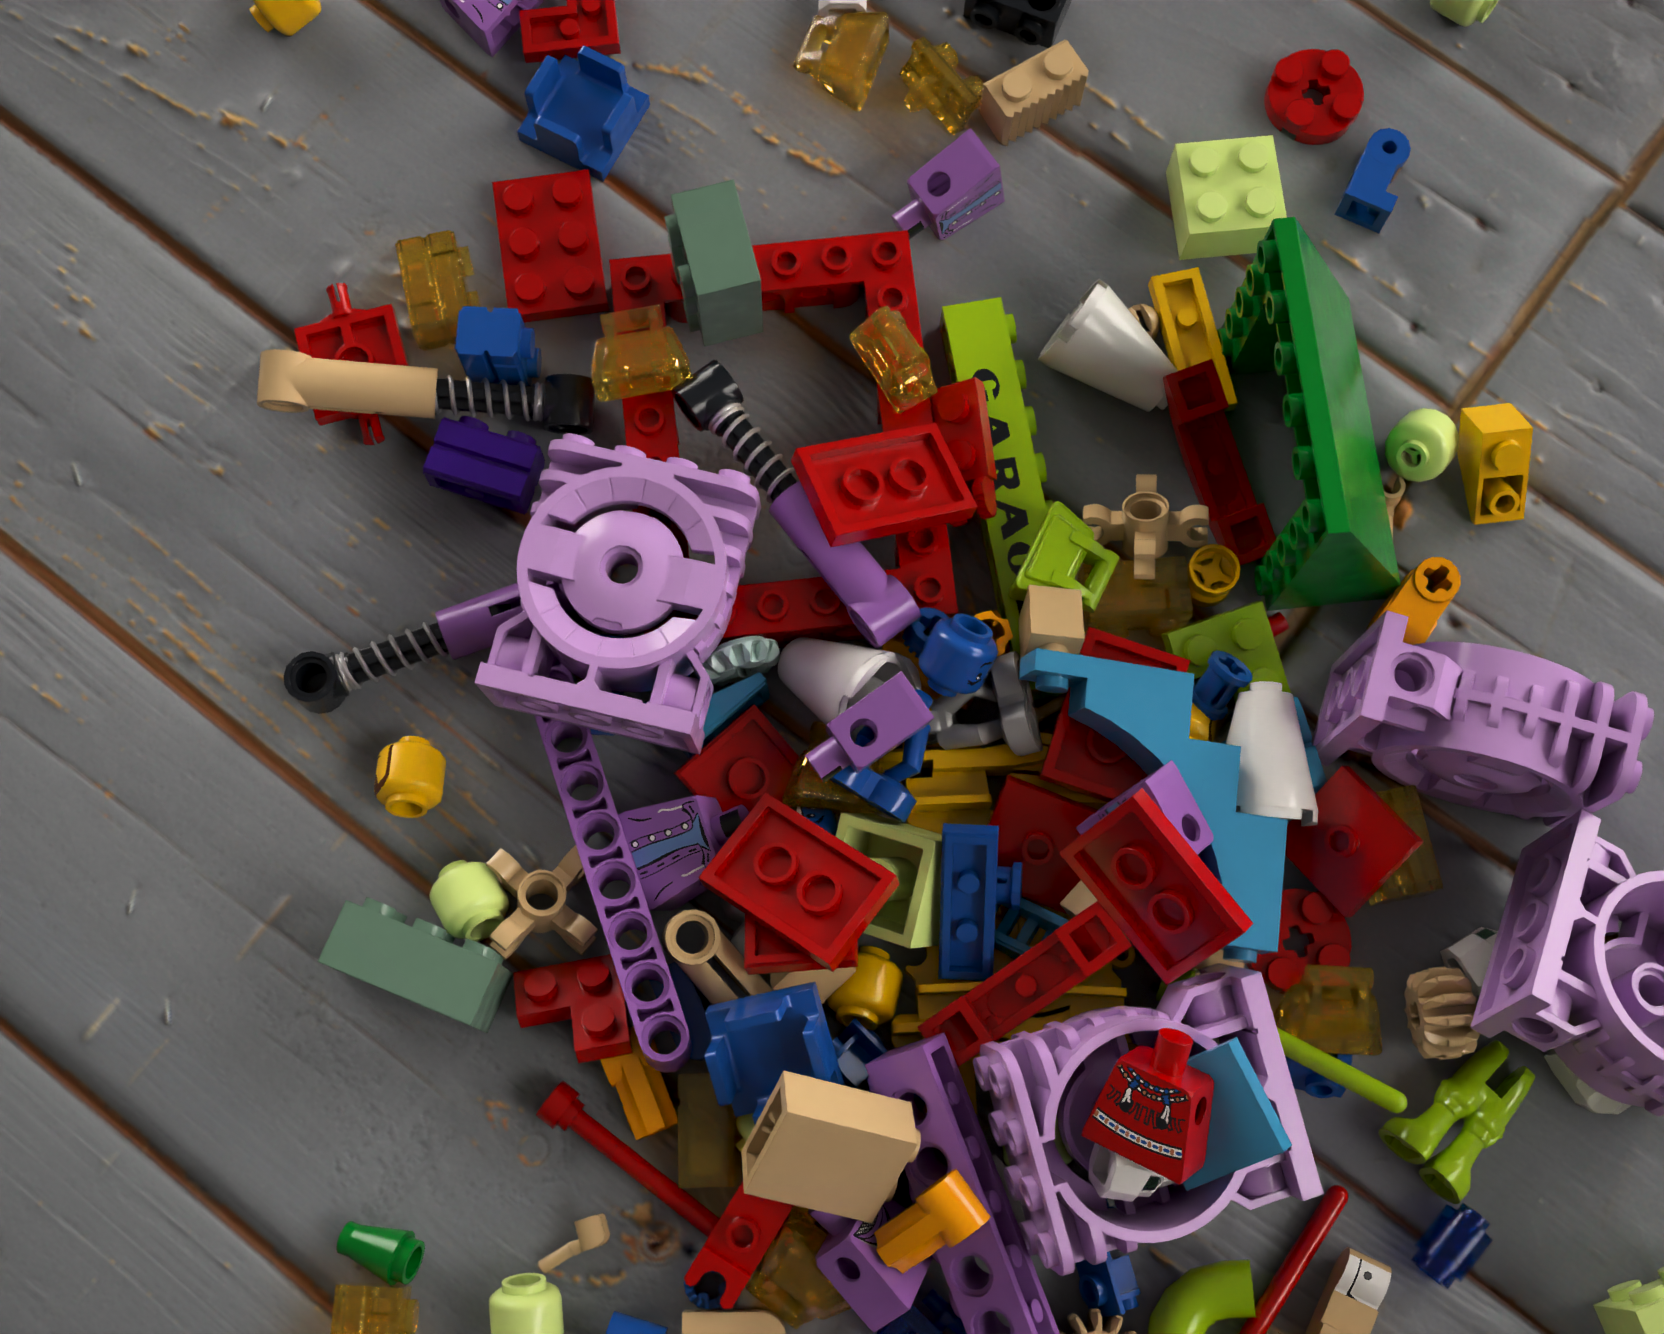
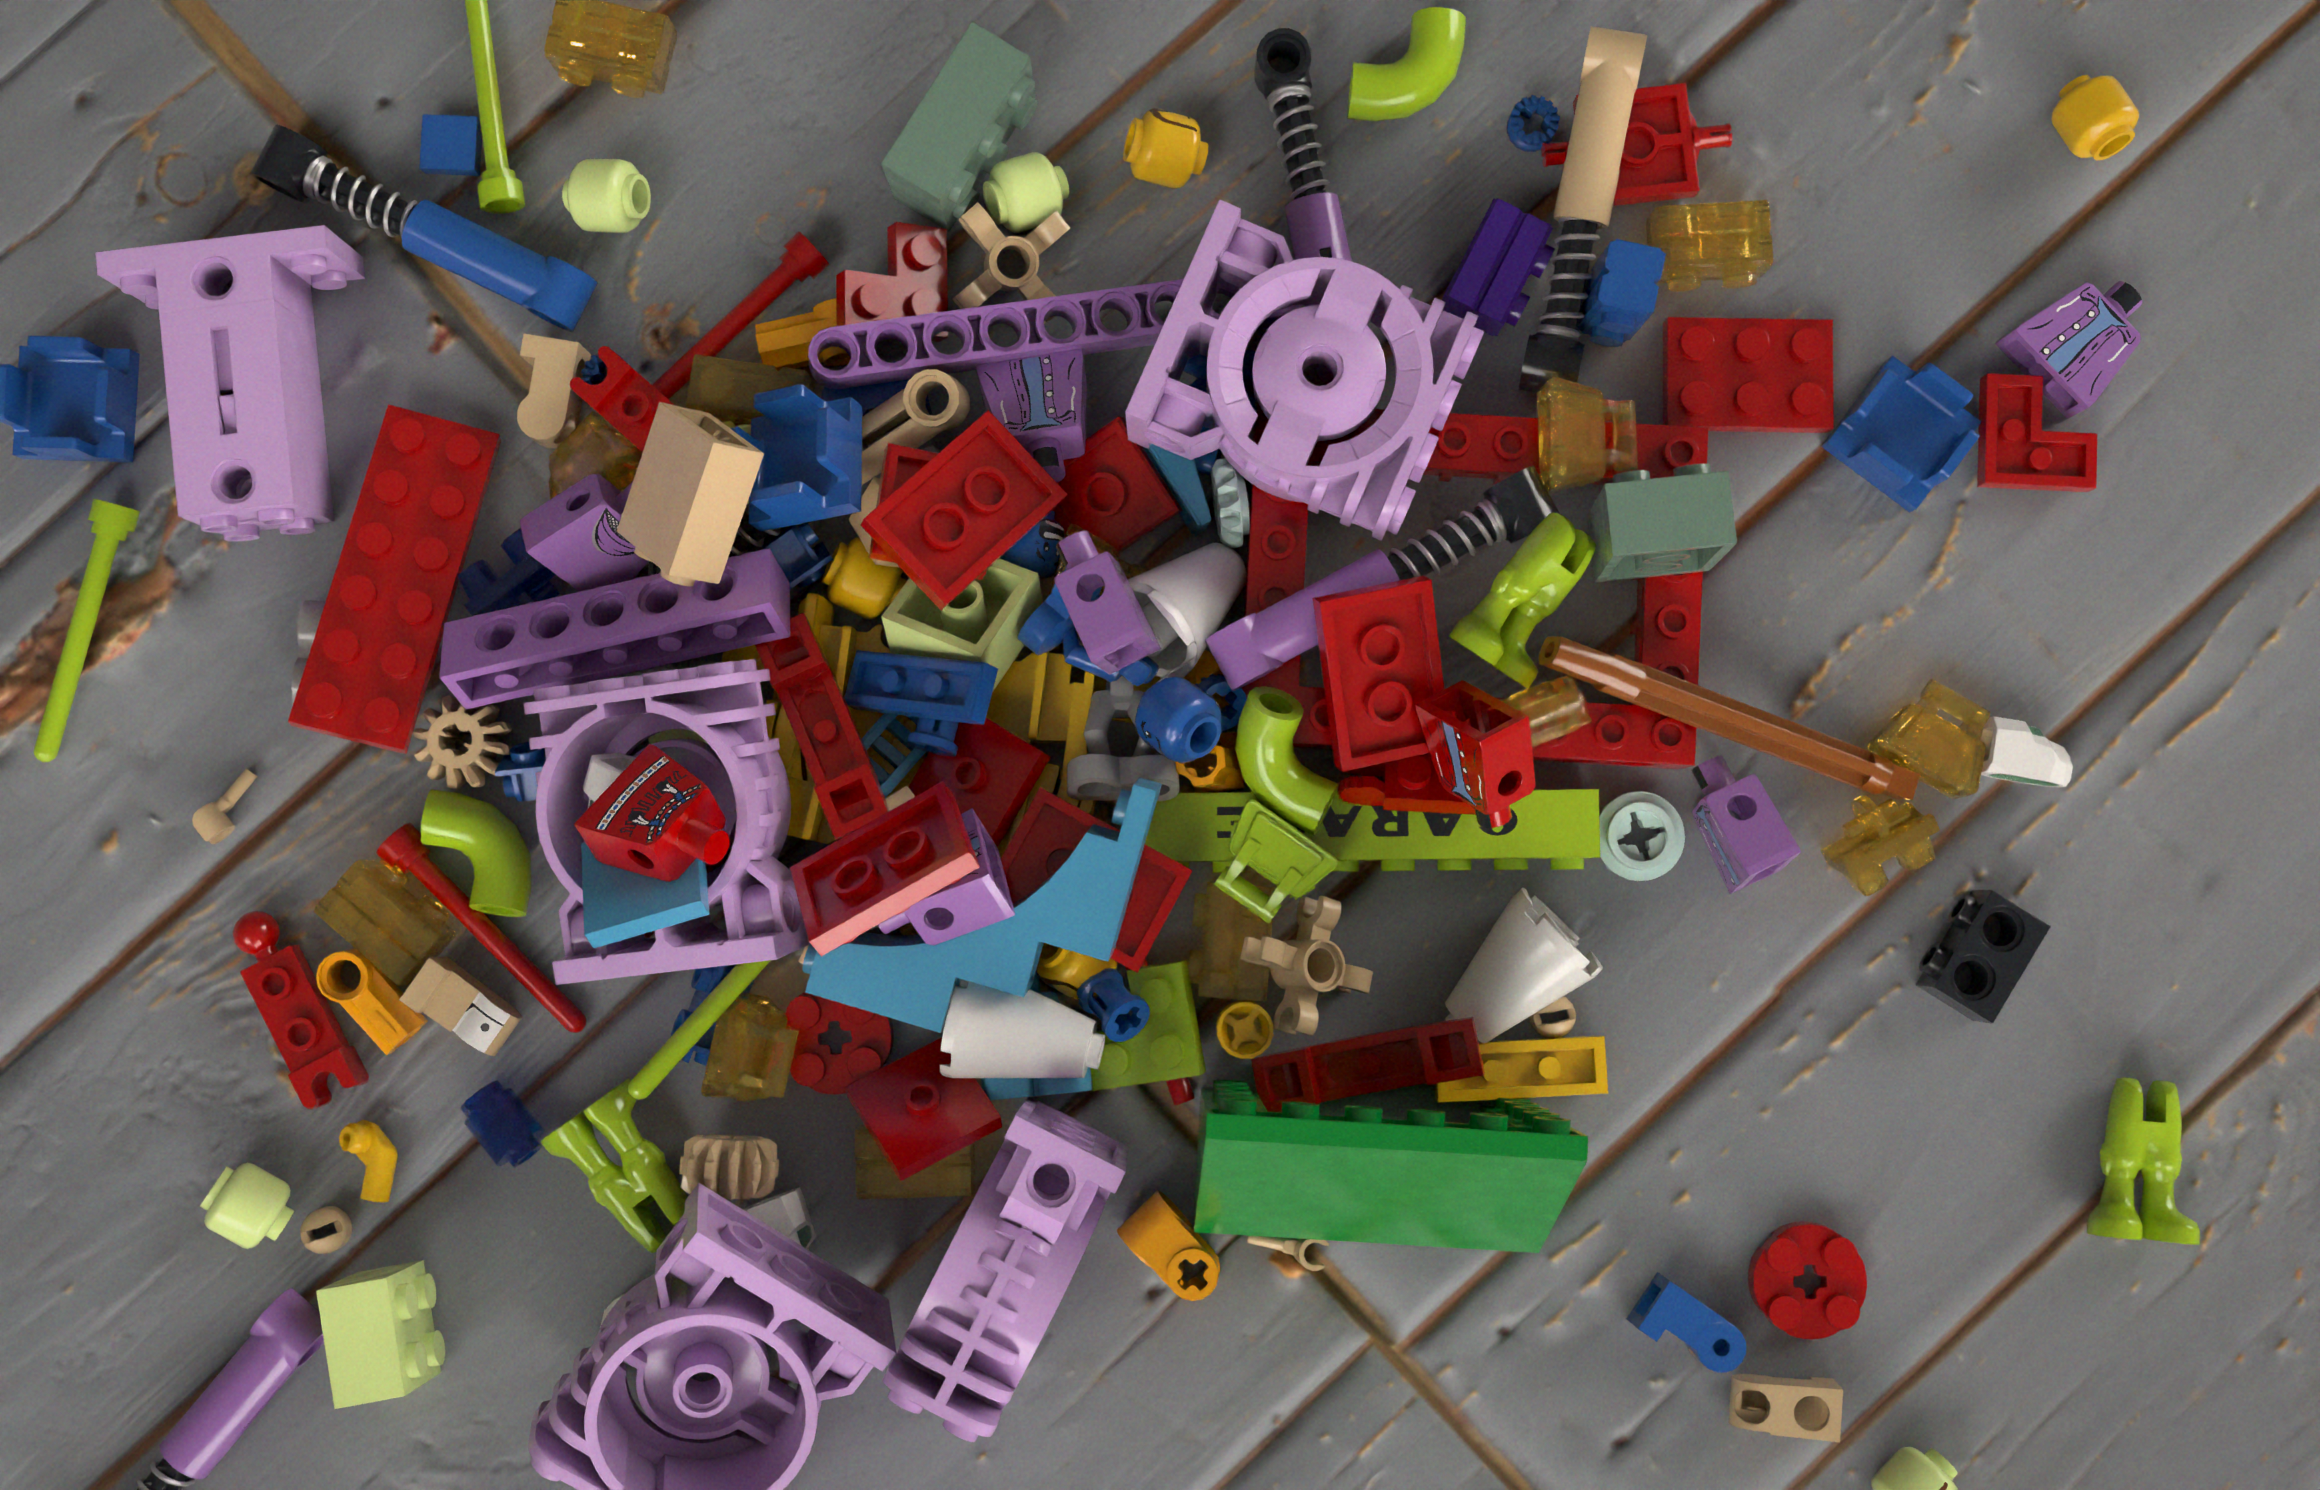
camera: 100 degrees right, 10 degrees up
(316, 560) = (1417, 78): none -> lime cylinder
(342, 442) = (1527, 108): none -> blue bush
(385, 1252) = (695, 68): green cone -> none
(591, 1234) = (677, 271): tan hand -> none
(789, 378) = (1524, 594): none -> lime piece
(863, 209) = (1729, 718): none -> dark orange piece
(936, 390) = (1479, 750): none -> red torso
(940, 1216) = (604, 592): light orange piece -> none
(978, 258) = (1661, 850): none -> light aqua gear
(982, 573) = (1270, 763): none -> lime cylinder
(1033, 92) = (1855, 948): tan brick -> none
(1051, 620) = (1196, 829): tan brick -> none
(1224, 195) = (1689, 1144): yellowish green brick -> none
(1422, 93) = (1787, 1406): none -> tan leg
(1422, 445) = (1354, 1298): yellowish green head -> none
(1494, 462) = (1324, 1378): yellow slope -> none

